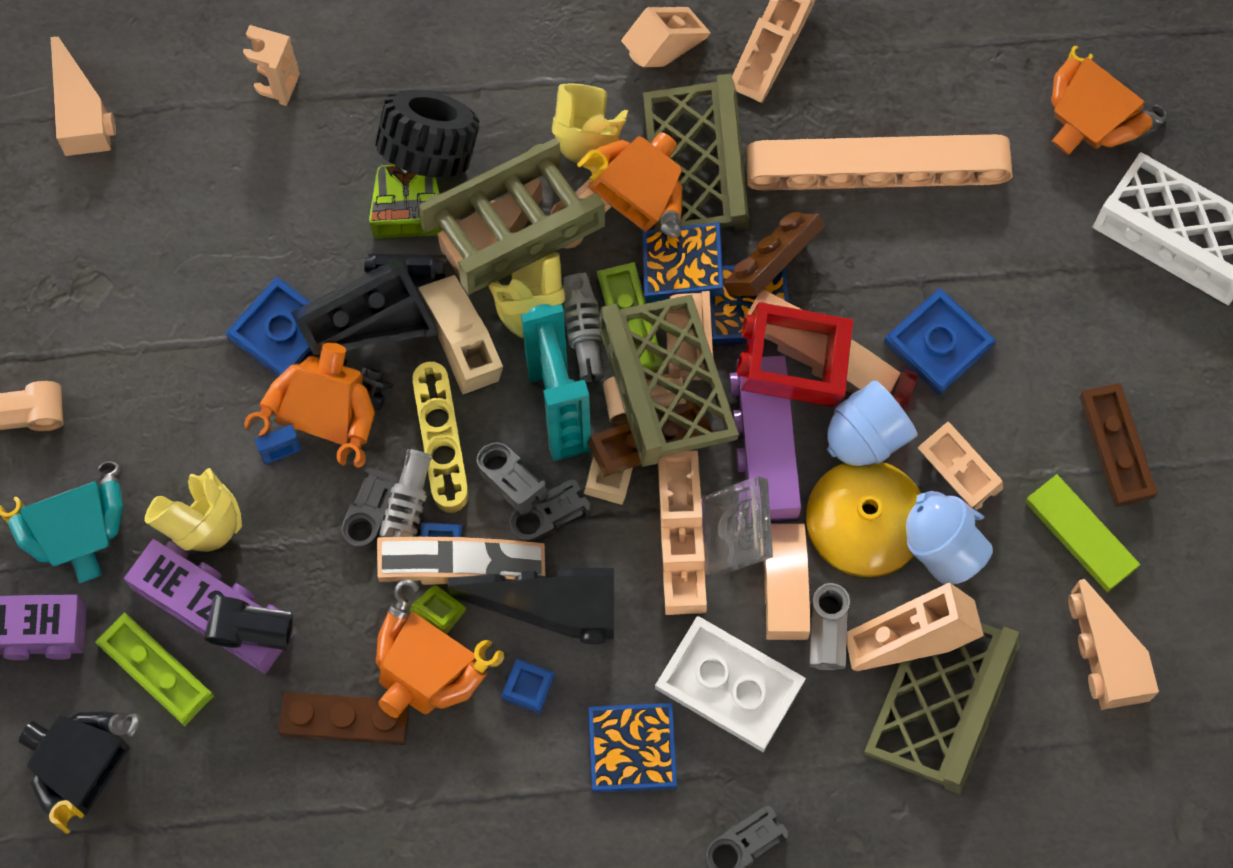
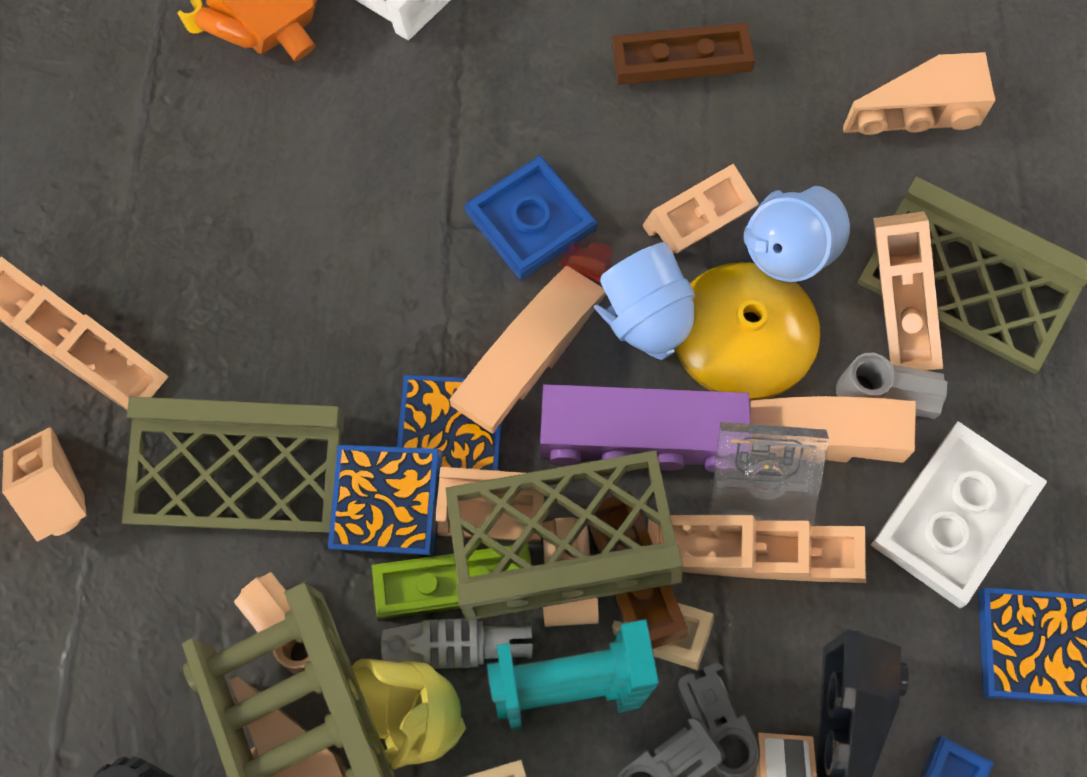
camera: 85 degrees left, 0 degrees up
(582, 122) = (160, 612): light yellow helmet -> none
(639, 181) = (267, 535): orange torso -> none
(773, 254) = (399, 382): reddish brown plate -> none
(836, 362) = (563, 321): red window -> none
(878, 162) = (284, 253): light nougat beam -> none
(1082, 533) = (780, 108): lime tile -> none

